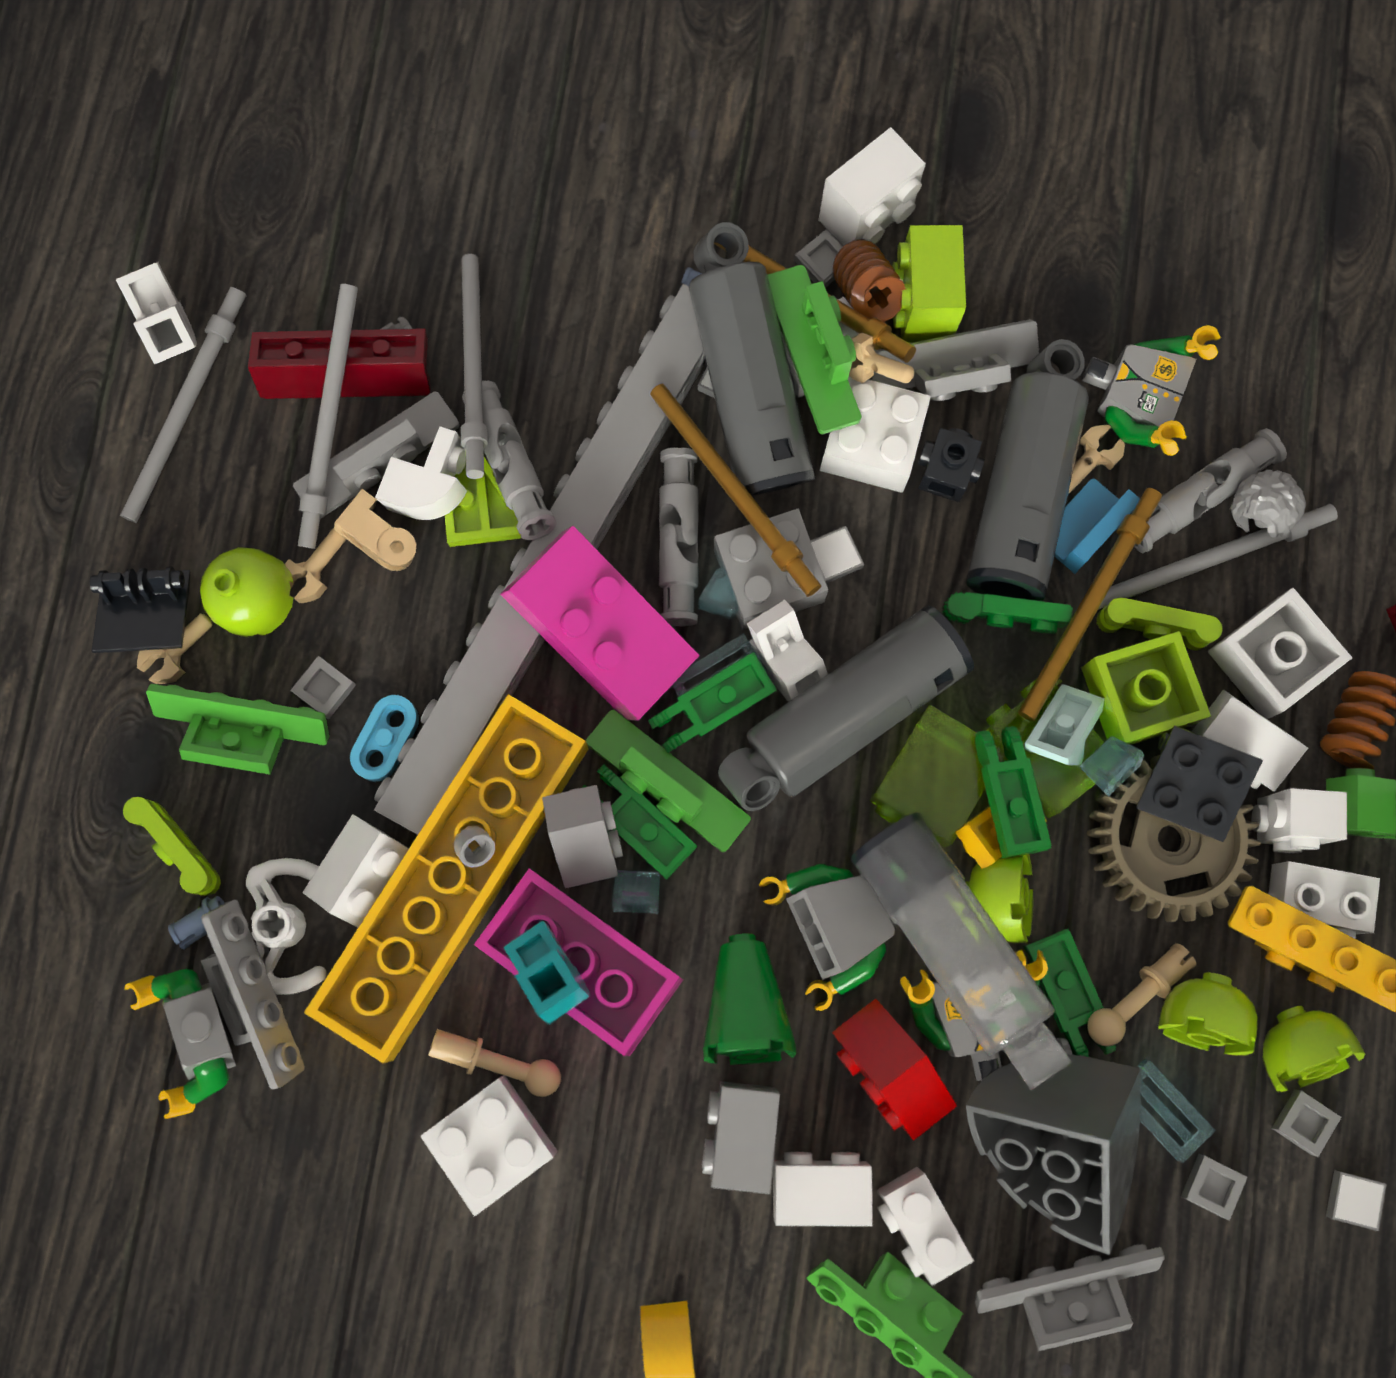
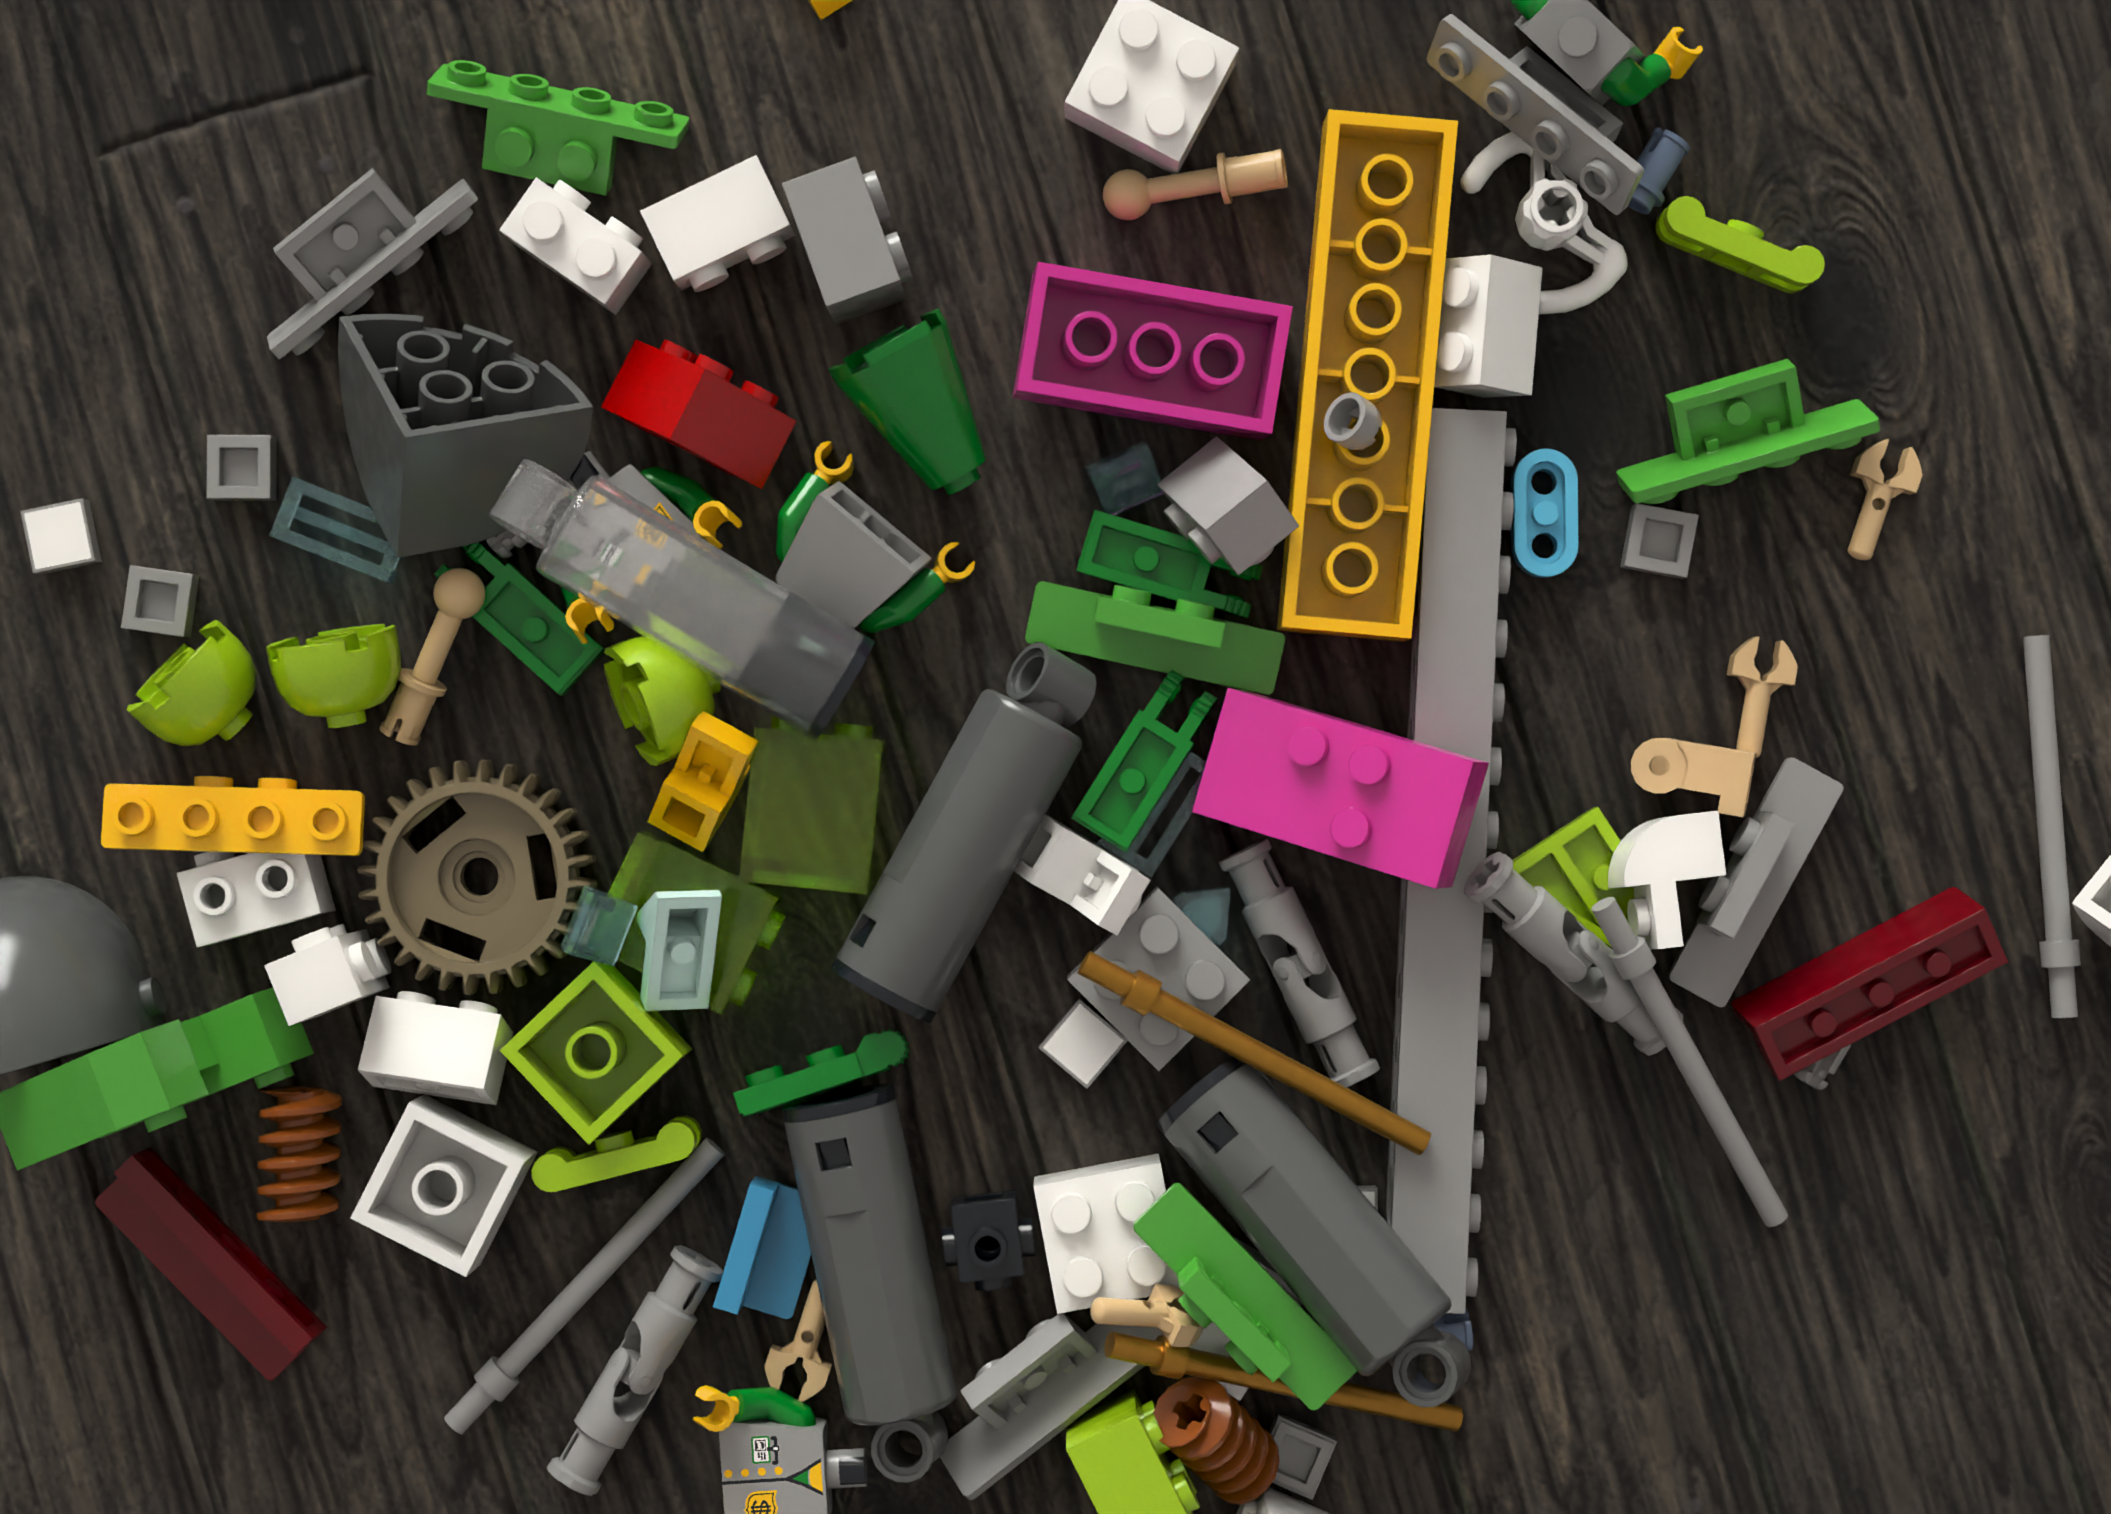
camera: 160 degrees right, 10 degrees up
(140, 609) = (1948, 522): black hinge -> none
(247, 592) = (1823, 613): lime cylinder -> none
(313, 501) = (1800, 773): light grey bar -> none
(546, 973) = (1177, 305): teal brick -> none
(1012, 795) = (707, 821): green hinge -> none
(1130, 532) = (708, 1255): pearl gold bar -> none
(1198, 783) = (478, 952): black hinge -> none
(1270, 500) = (544, 1387): light grey piece -> none

